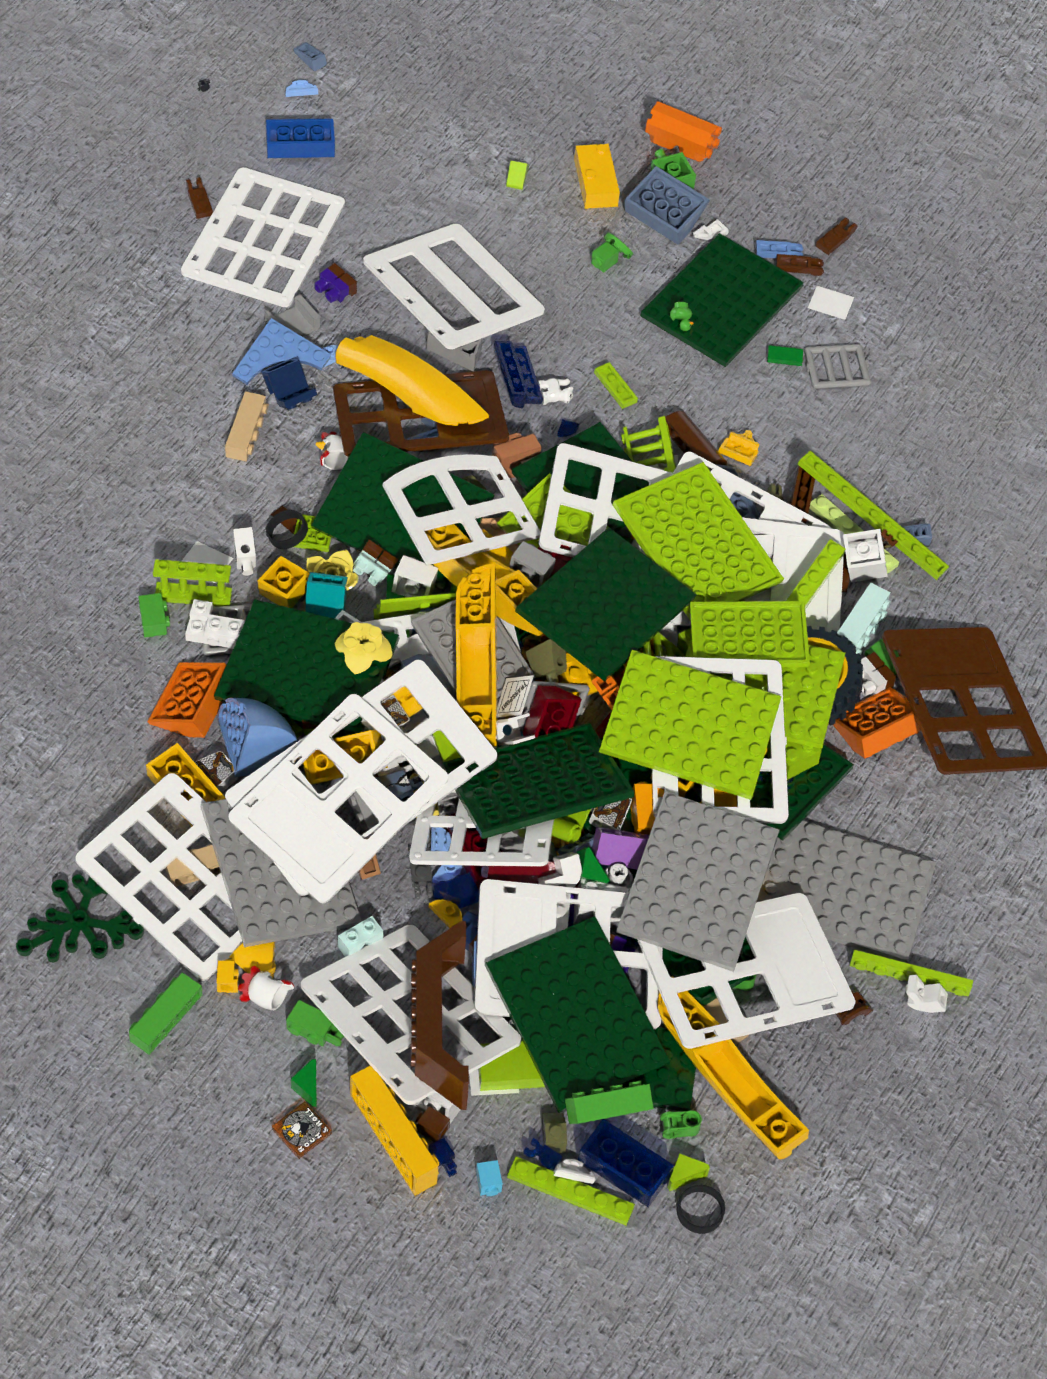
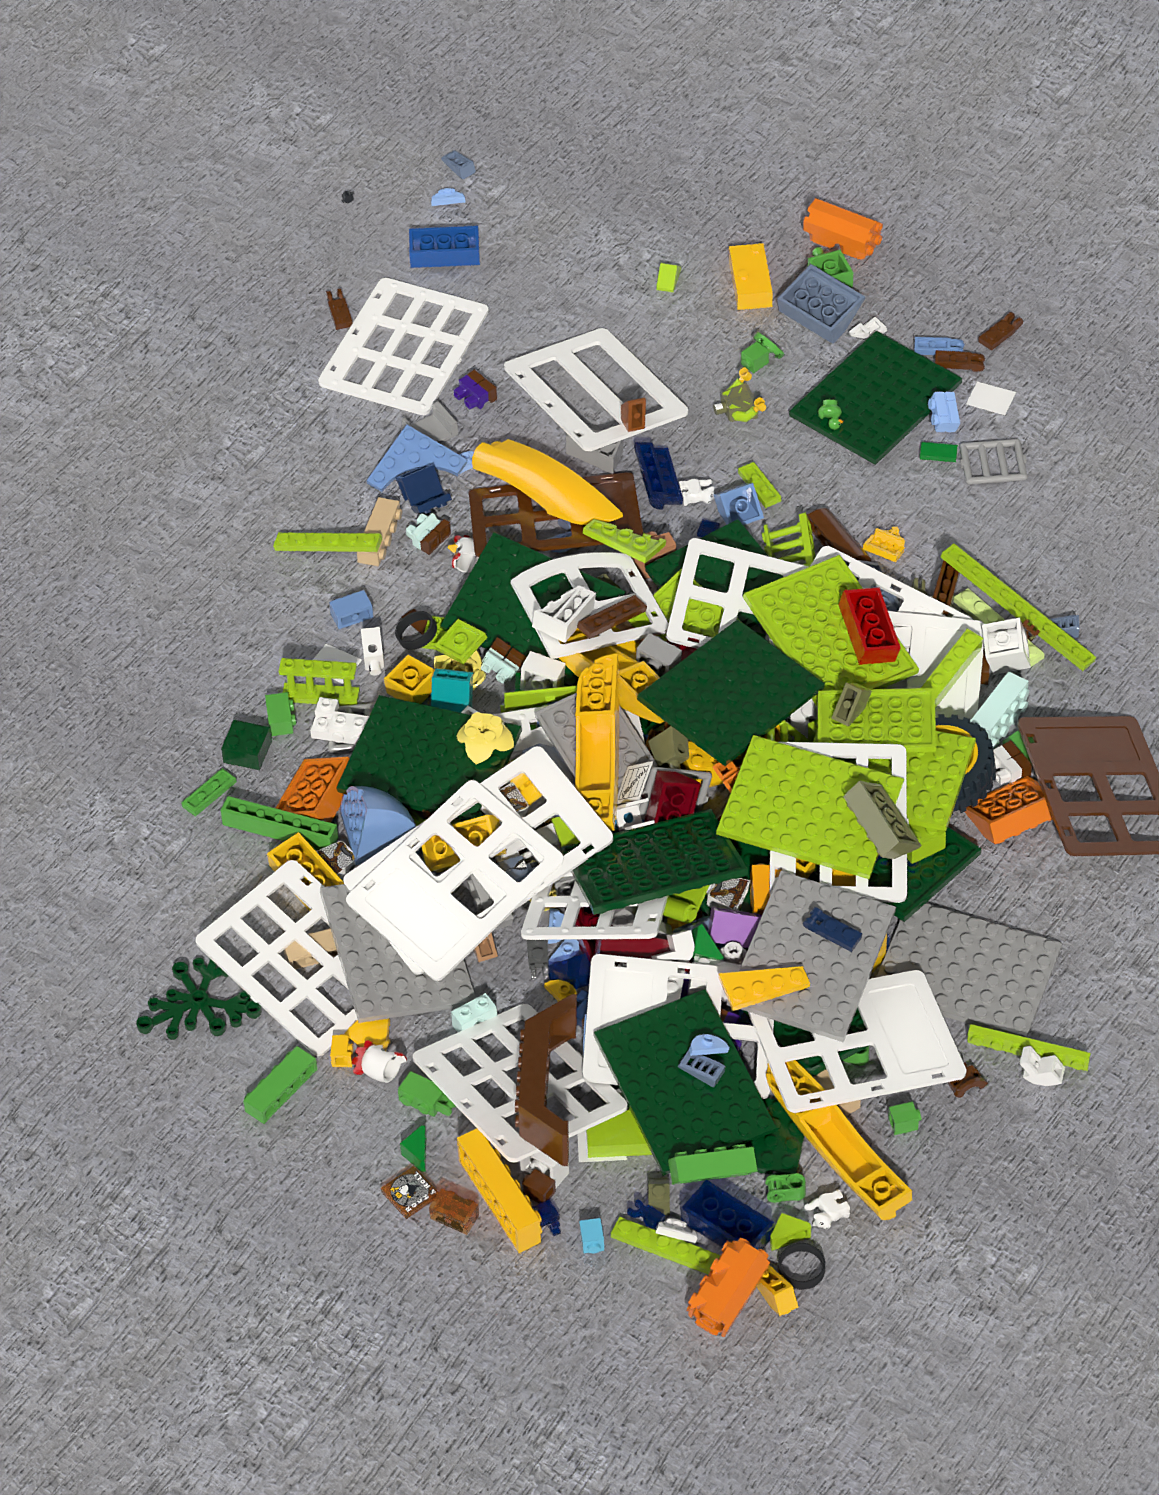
camera: 10 degrees right, 5 degrees down
(83, 696) = (208, 792): none -> bright green tile
(120, 647) = (246, 744): none -> dark green brick
(155, 731) = (277, 823): none -> bright green brick
(196, 436) = (328, 542): none -> lime plate
(221, 506) = (351, 609): none -> medium blue brick
(296, 428) = (428, 533): none -> hips
(333, 543) = (460, 641): none -> lime plate
(348, 1151) = (454, 1211): none -> clear orange brick
(440, 520) = (562, 616): none -> white wedge
(484, 522) = (611, 616): none -> reddish brown plate
(494, 313) = (633, 414): none -> dark orange slope
(503, 448) = (624, 540): none -> lime wing
(592, 301) = (739, 401): none -> torso
(597, 405) = (739, 504): none -> medium blue slope
(599, 994) = (698, 1073): none -> sand blue slope
(601, 976) = (707, 1044): none -> light blue plate
(631, 1237) = (728, 1286): none -> orange brick
(648, 914) = (756, 986): none -> yellow wing
(674, 1233) = (777, 1292): none -> yellow slope
(719, 855) = (832, 929): none -> dark blue plate
(725, 616) = (851, 703): none -> olive slope
(726, 1147) = (830, 1207): none -> white animal
(736, 535) = (869, 626): none -> red brick
(762, 740) = (881, 820): none -> olive slope
(790, 316) = (944, 412): none -> light blue brick
(793, 1048) = (904, 1118): none -> bright green brick

